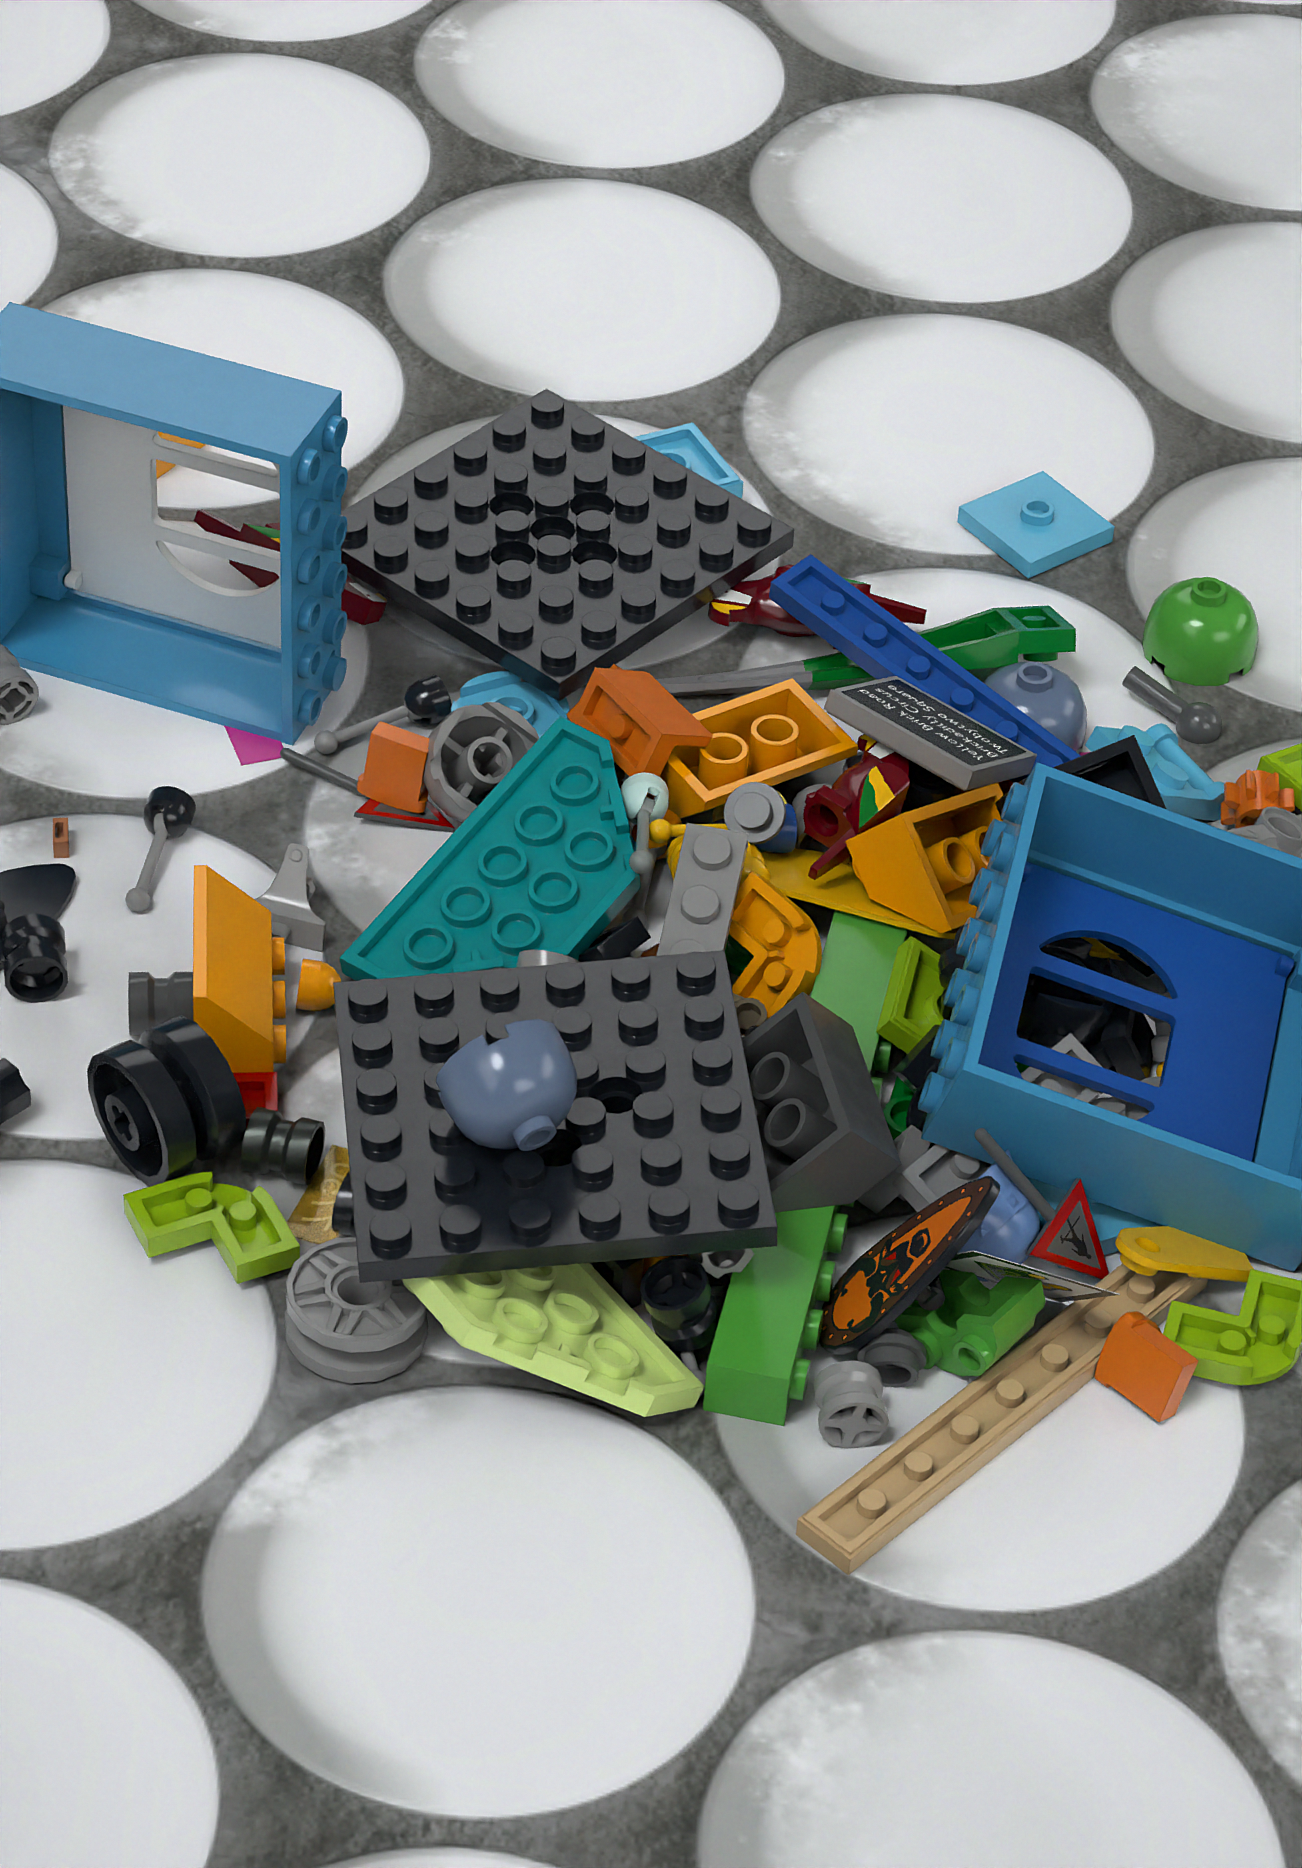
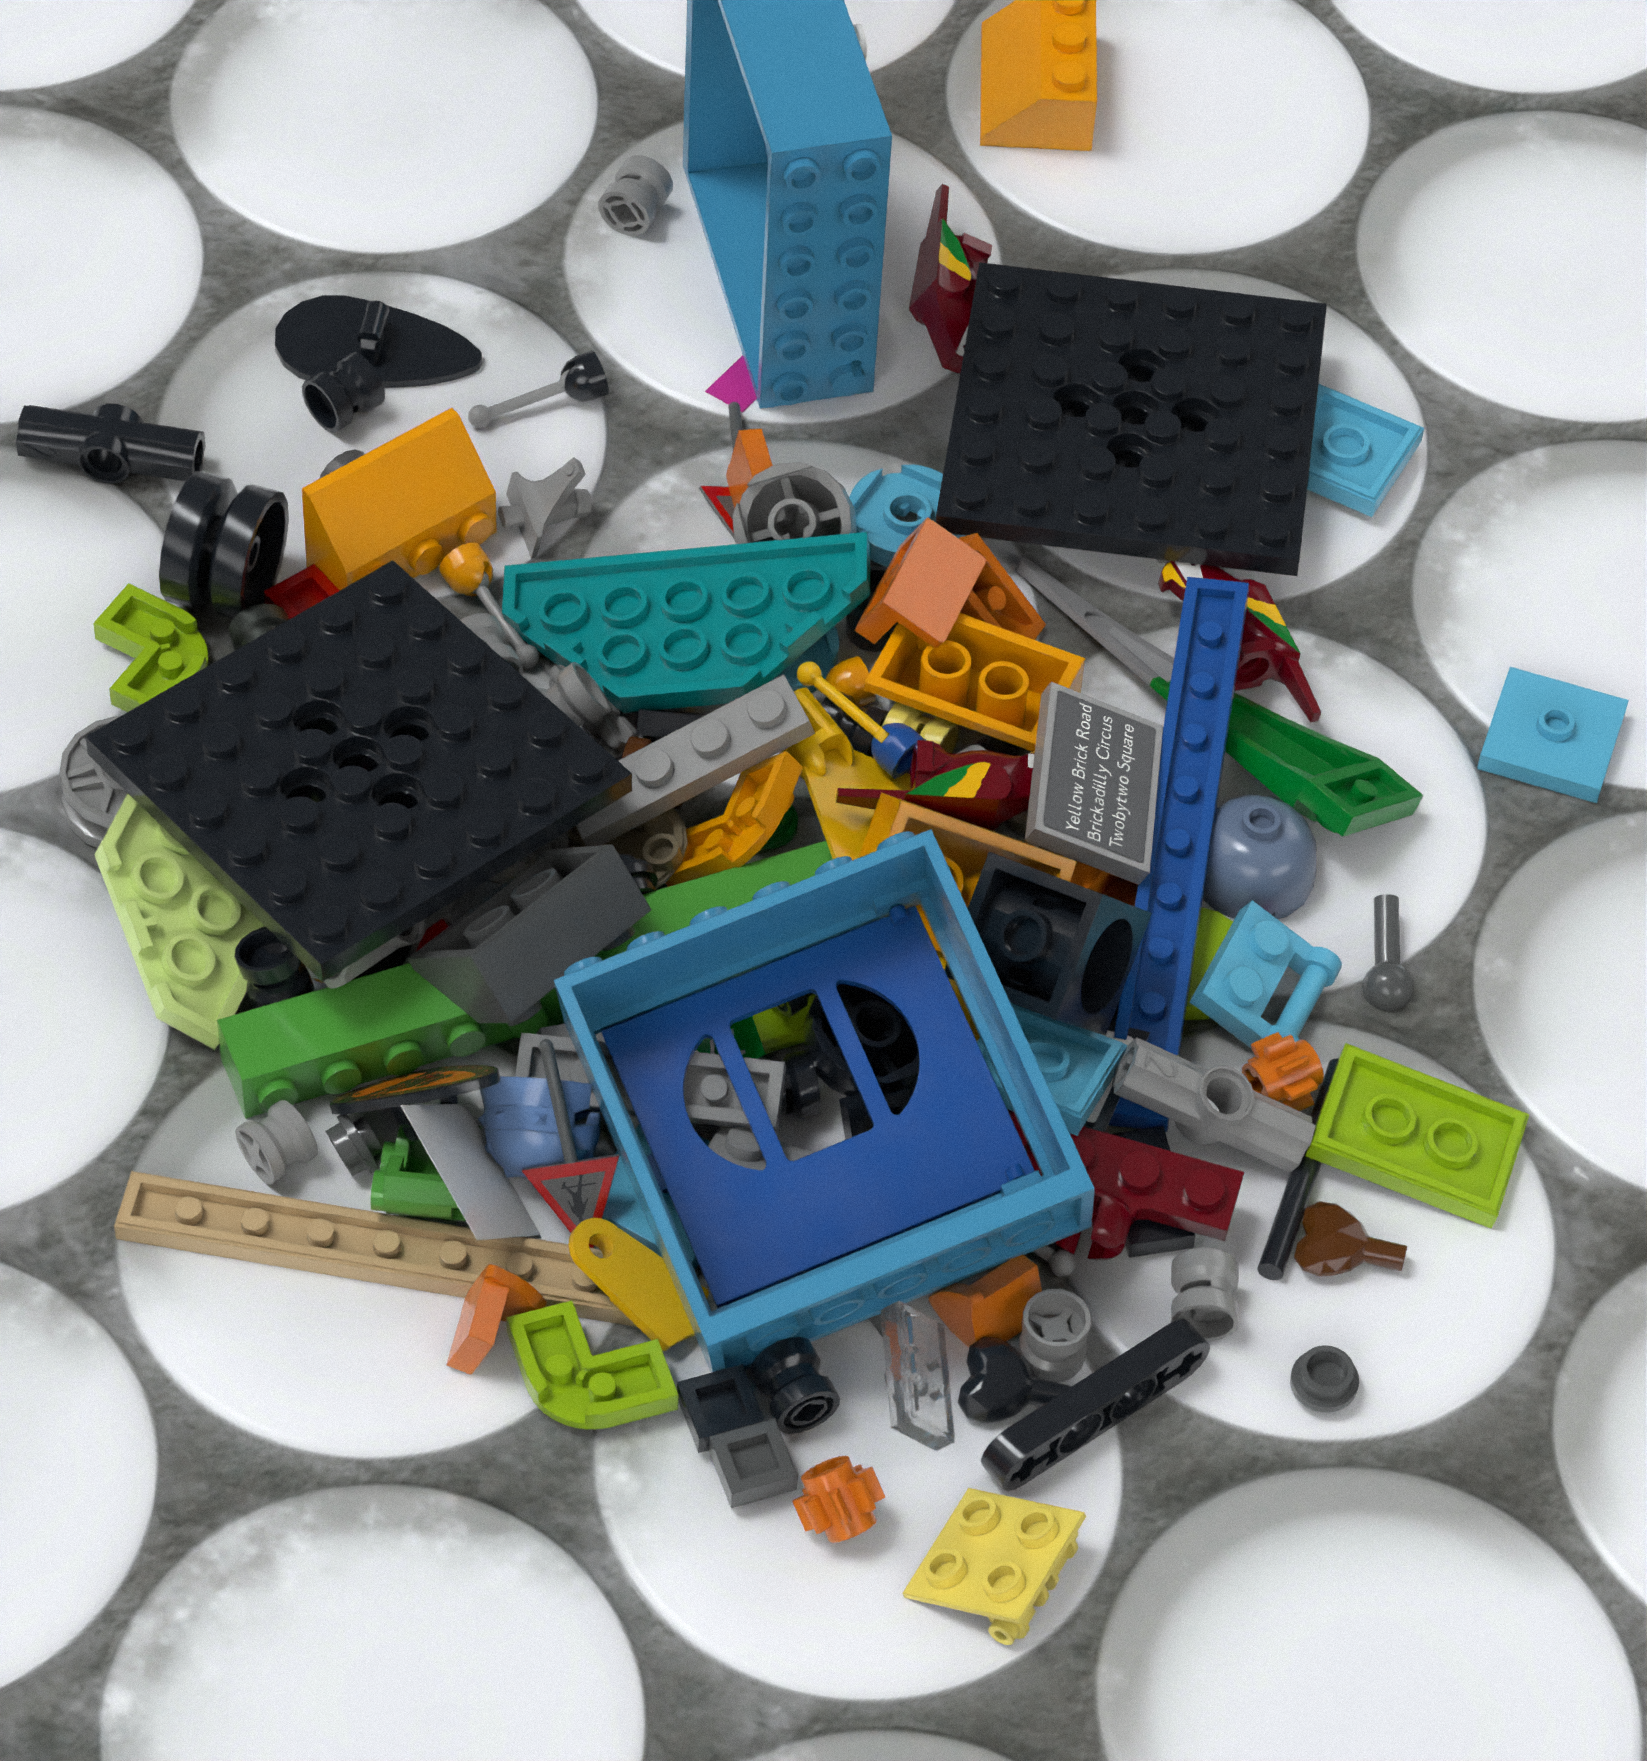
camera: 55 degrees right, 10 degrees up
(60, 838) = (508, 333): nougat piece -> none
(424, 703) = (869, 452): hinge -> none
(511, 1089) = (294, 712): sand blue cylinder -> none
(642, 811) = (836, 646): hinge -> none
(756, 811) = (871, 719): plate -> none
(1201, 632) = (1507, 925): bright green cylinder -> none

